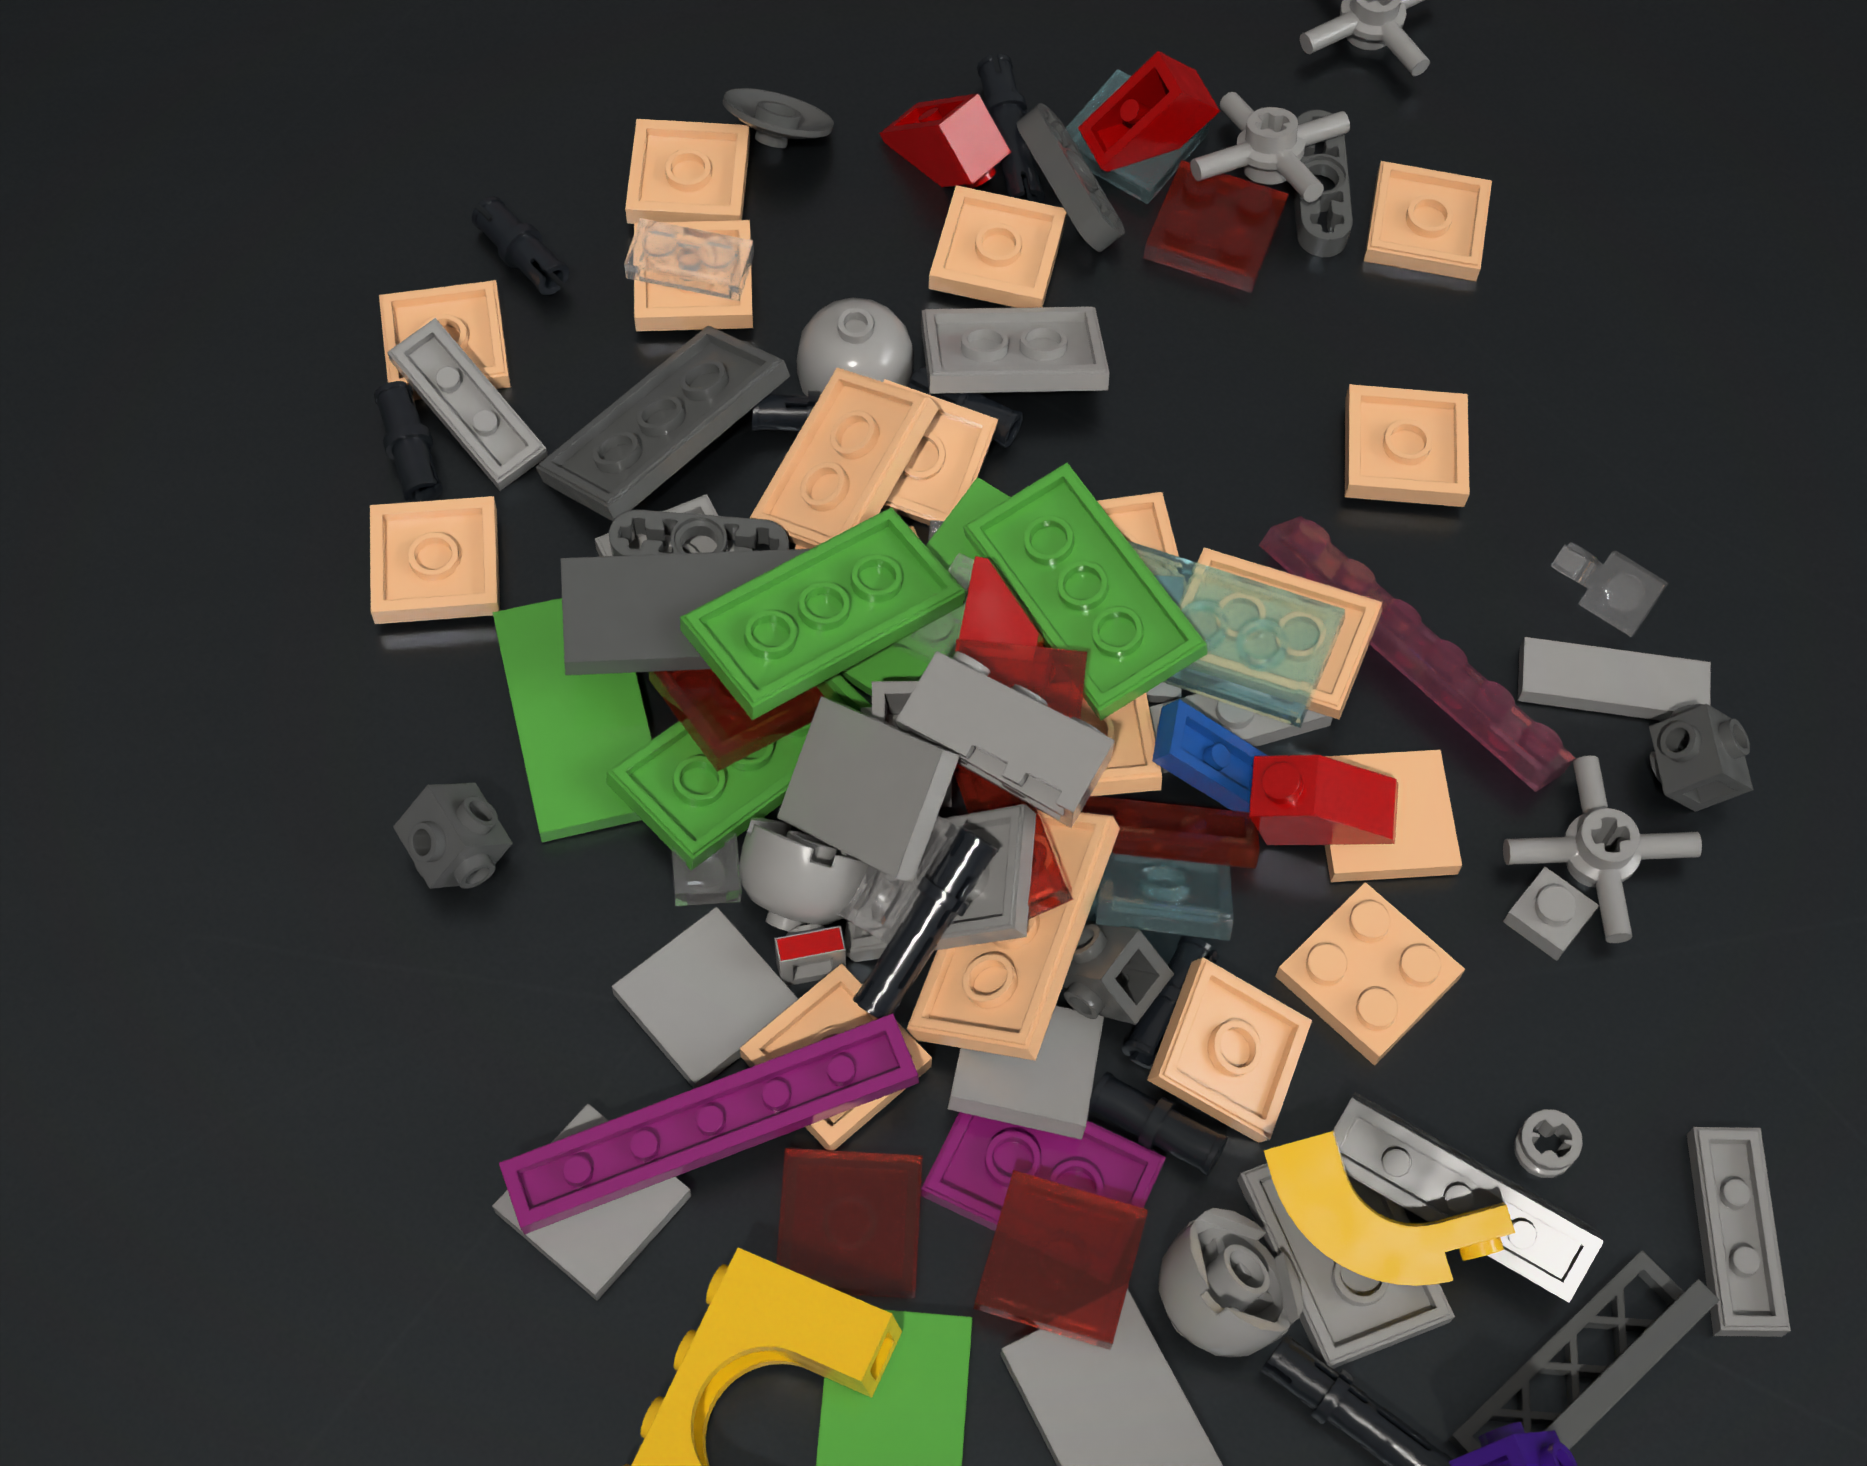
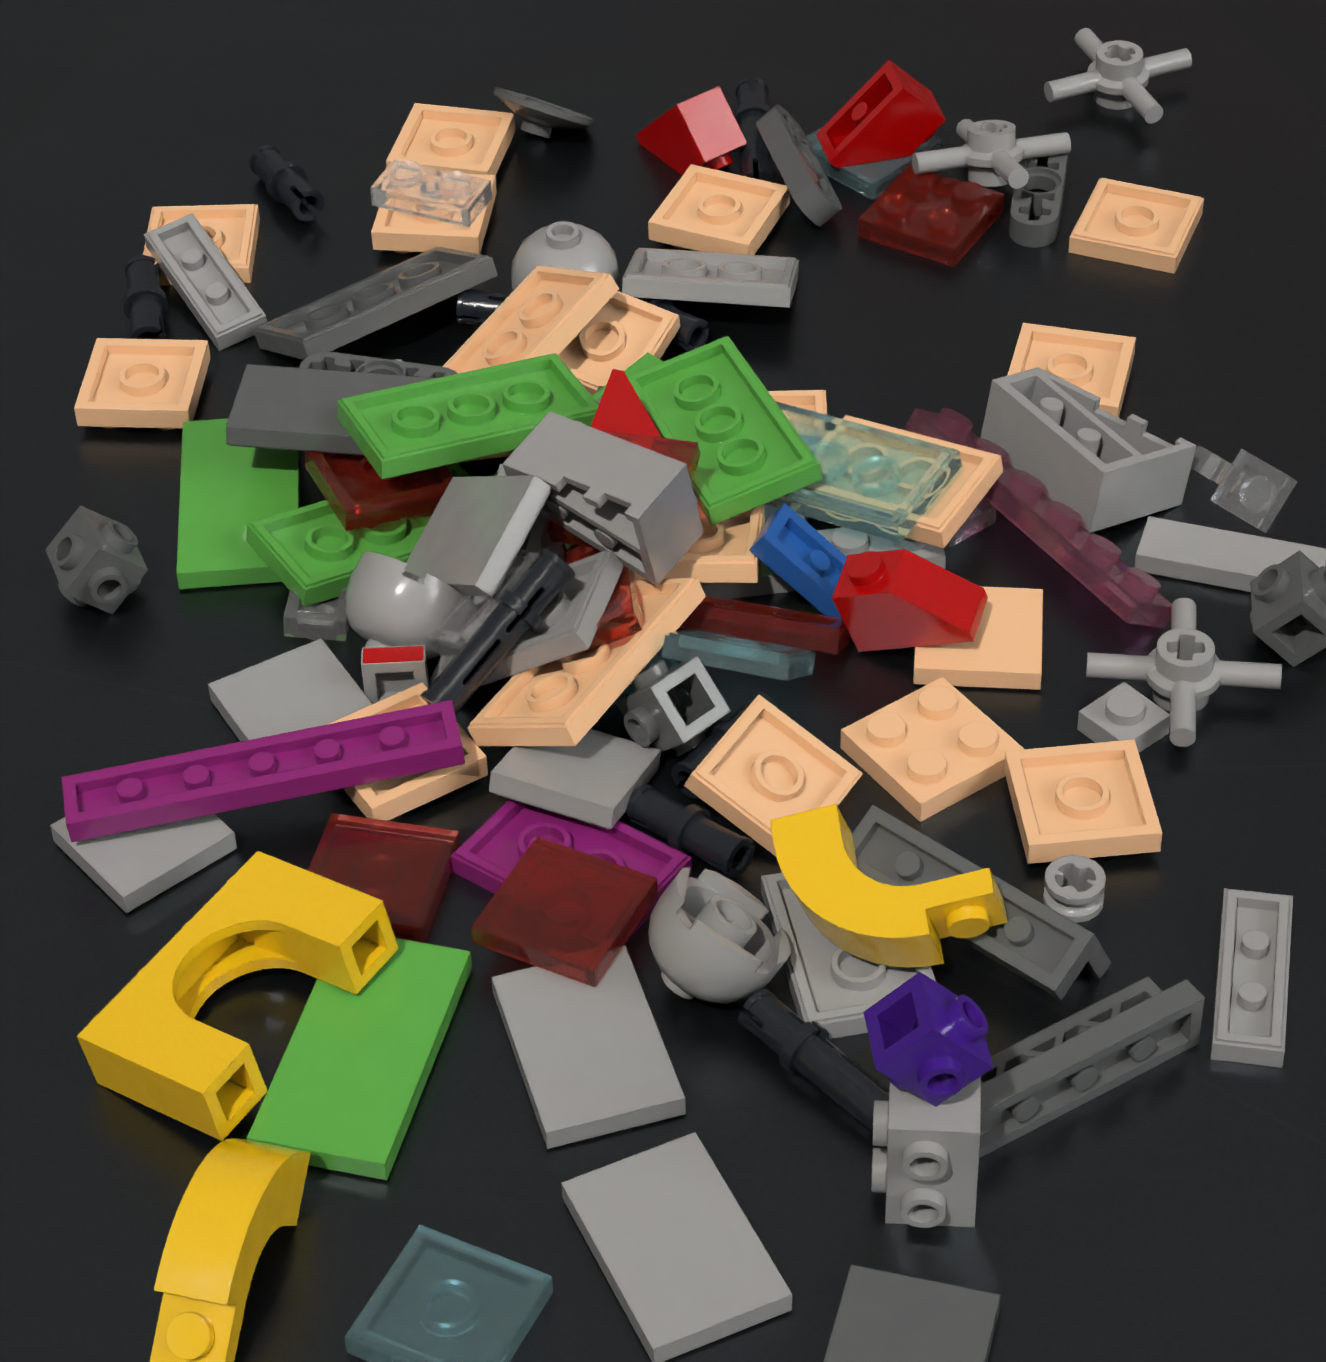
camera: 15 degrees right, 20 degrees down
(1449, 568) = (1082, 453): none -> light grey wedge
(1536, 1032) = (1082, 801): none -> light nougat plate

